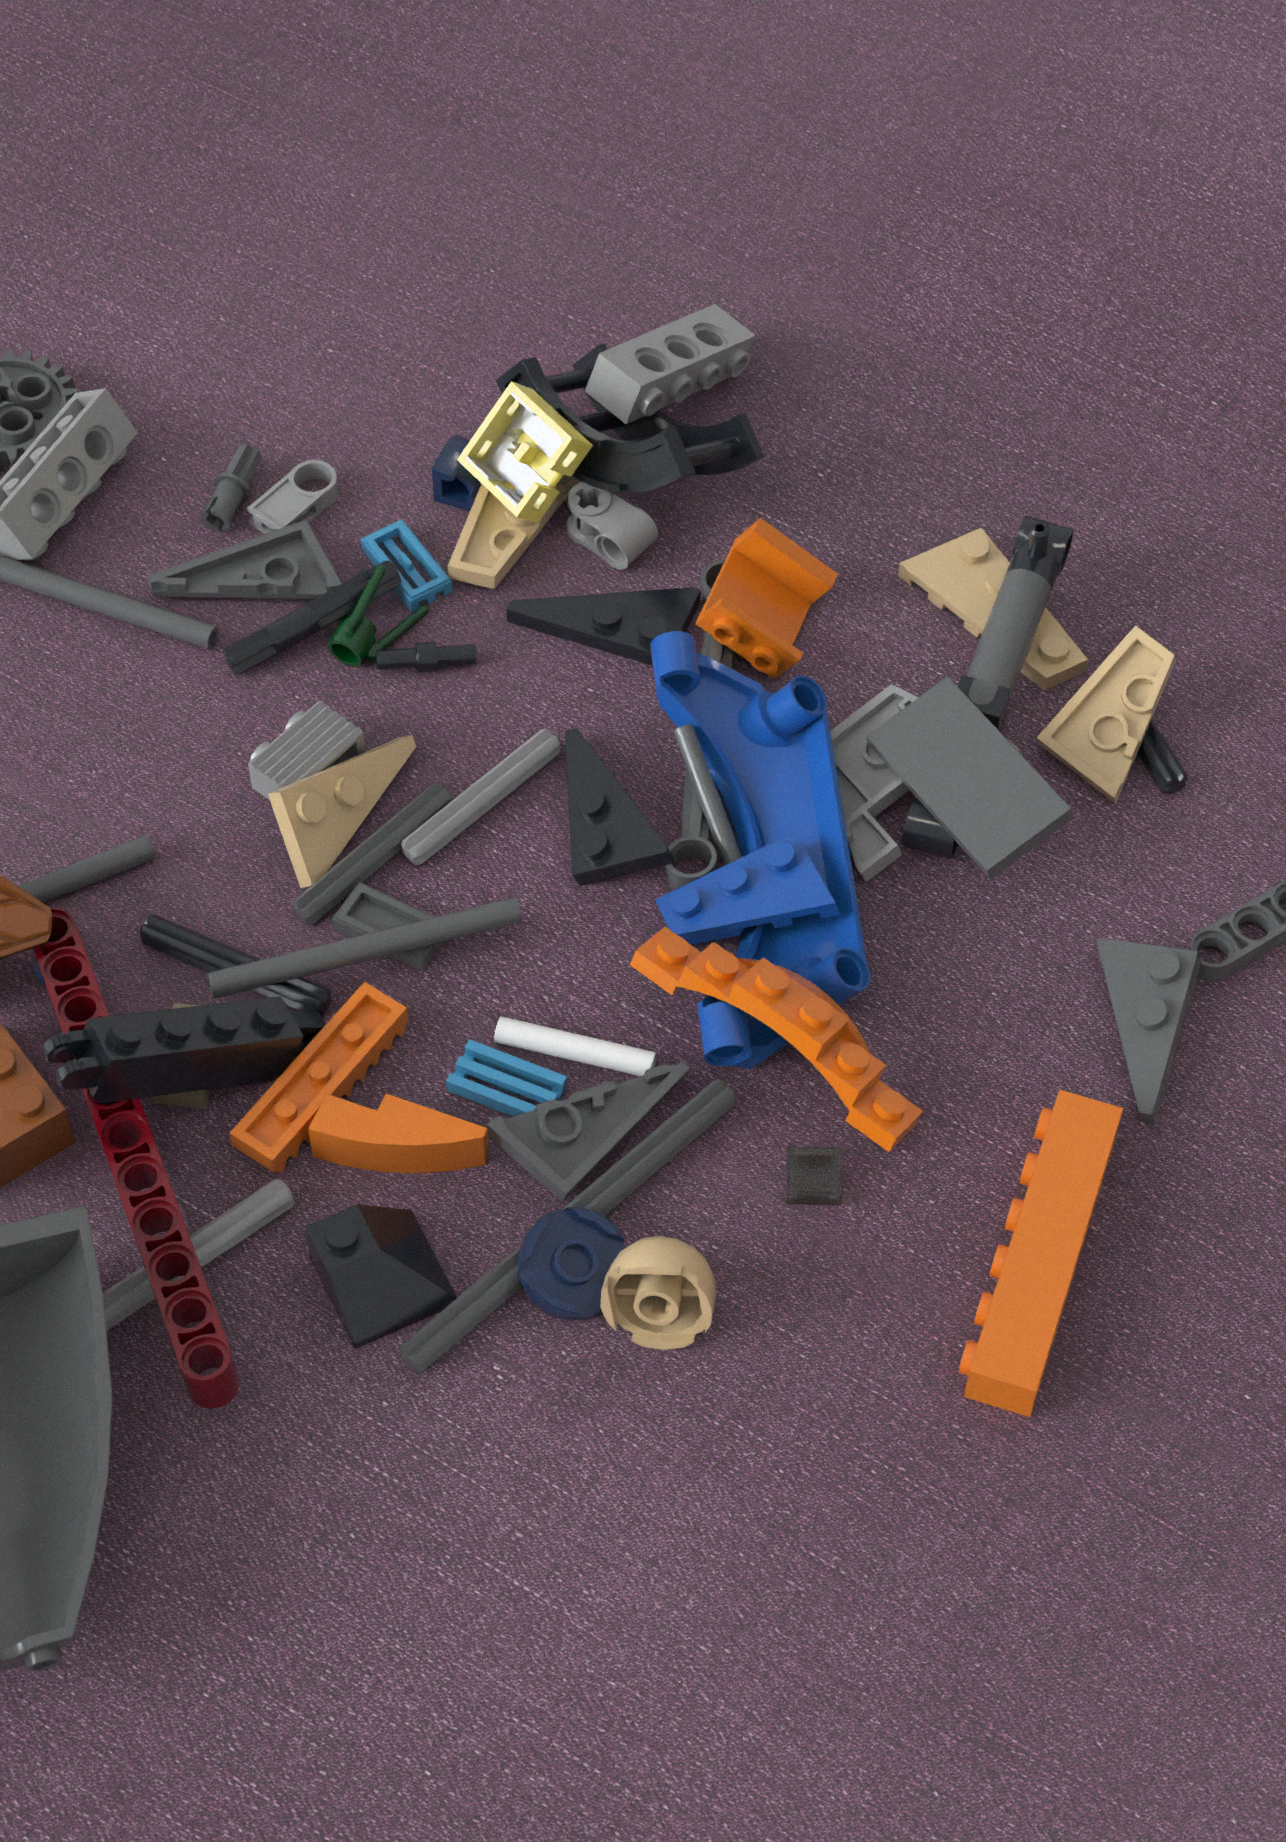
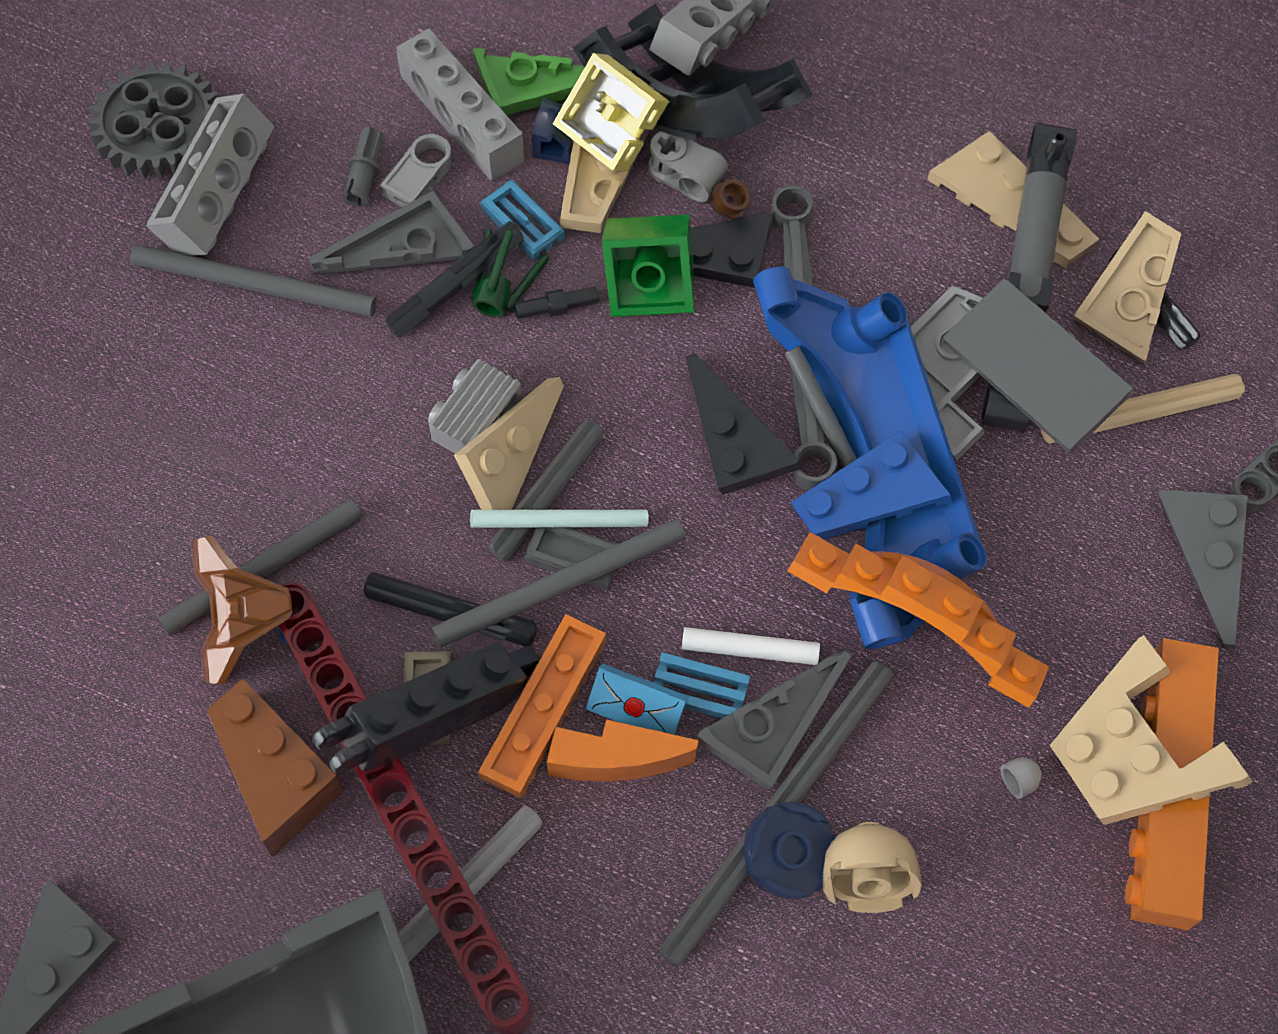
camera: 10 degrees left, 10 degrees up
(357, 432) = (460, 105): none -> light grey brick
(377, 1270) = (628, 880): black slope -> none
(379, 882) = (558, 518): none -> light aqua bar
(427, 1082) = (636, 701): none -> dark azure tile
(434, 414) = (525, 80): none -> bright green wing
(480, 797) = (626, 426): light grey axle -> none
(539, 625) = (649, 265): none -> green slope
(659, 558) = (737, 192): none -> reddish brown plate
(764, 597) = (828, 217): orange panel -> none
(814, 1176) = (969, 736): clear smoke tile -> none
(864, 1223) = (1021, 776): none -> light grey hinge
(978, 1209) = (1119, 757): none -> tan wing
(1121, 848) = (1172, 402): none -> tan axle

